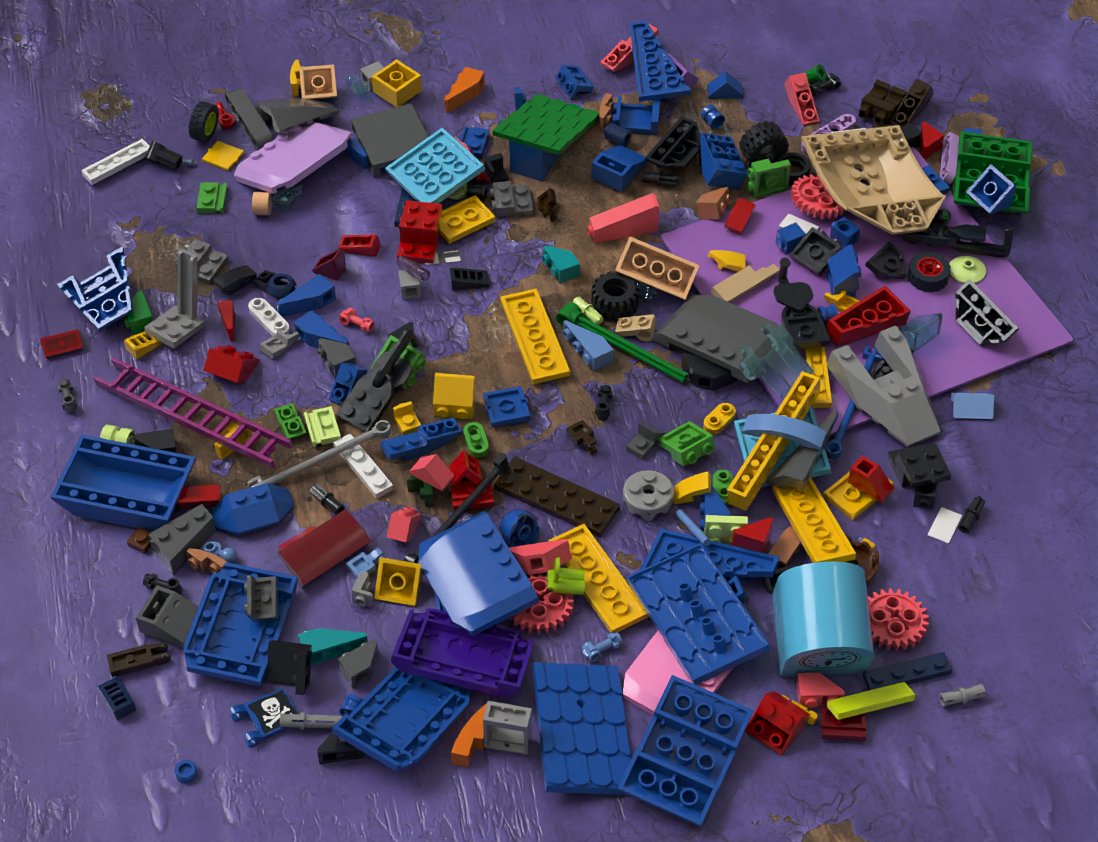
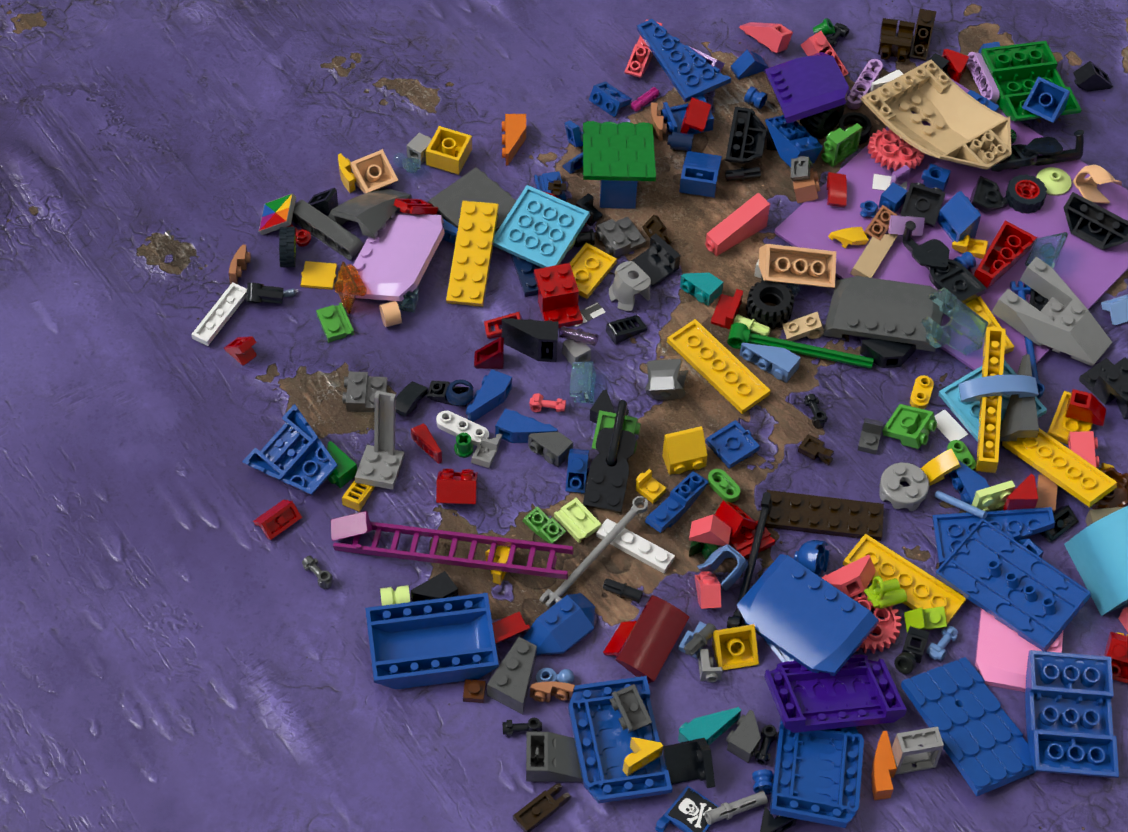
camera: 25 degrees left, 5 degrees up
(115, 365) = (350, 525): none -> slope
(117, 197) = (242, 349): none -> red slope
(158, 124) = (239, 263): none -> nougat slope
(216, 92) = (277, 214): none -> tile
(239, 168) = (349, 285): none -> clear orange hinge
(254, 642) = (644, 753): none -> yellow slope
(259, 332) = (463, 445): none -> green bush
(263, 94) = (325, 201): none -> black slope
(334, 119) = (415, 206): none -> red plate
(363, 173) = (472, 253): none -> yellow plate
(364, 562) = (699, 639): none -> dark grey axle
(374, 259) = (532, 338): none -> black slope
(384, 668) = (768, 736): none -> black bar
(400, 310) = (582, 382): none -> clear light blue hinge
(422, 500) = (717, 558): none -> medium blue piece
(470, 333) = (665, 379): none -> dark grey piece
(472, 140) = (557, 187): none -> dark brown plate
(486, 240) = (627, 282): none -> light grey piece
(530, 231) = (658, 260): none -> black bracket
(553, 650) = (905, 663): none -> pearl dark grey tile
(573, 646) = (918, 635): none -> black window
(575, 288) = (727, 309): none -> red panel
(596, 94) = (644, 99): none -> dark pink axle
(596, 617) = (926, 618): none -> lime slope
(640, 114) = (695, 115): none -> red panel
(711, 185) = (801, 168): none -> dark grey bracket
(728, 456) = (949, 426): none -> white sticker
(758, 115) = (808, 85): none -> dark purple slope
(759, 67) = (770, 34): none -> coral slope
(762, 242) = (868, 209): none -> blue plate
(766, 256) = (879, 223): none -> nougat slope
(796, 269) = (897, 225): none -> lavender slope
(809, 220) = (900, 175): none -> medium lavender tile
(848, 515) = (1084, 445): none -> coral slope
(997, 284) = (1088, 186): none -> light nougat piece
(1063, 188) = (1092, 78): none -> black slope

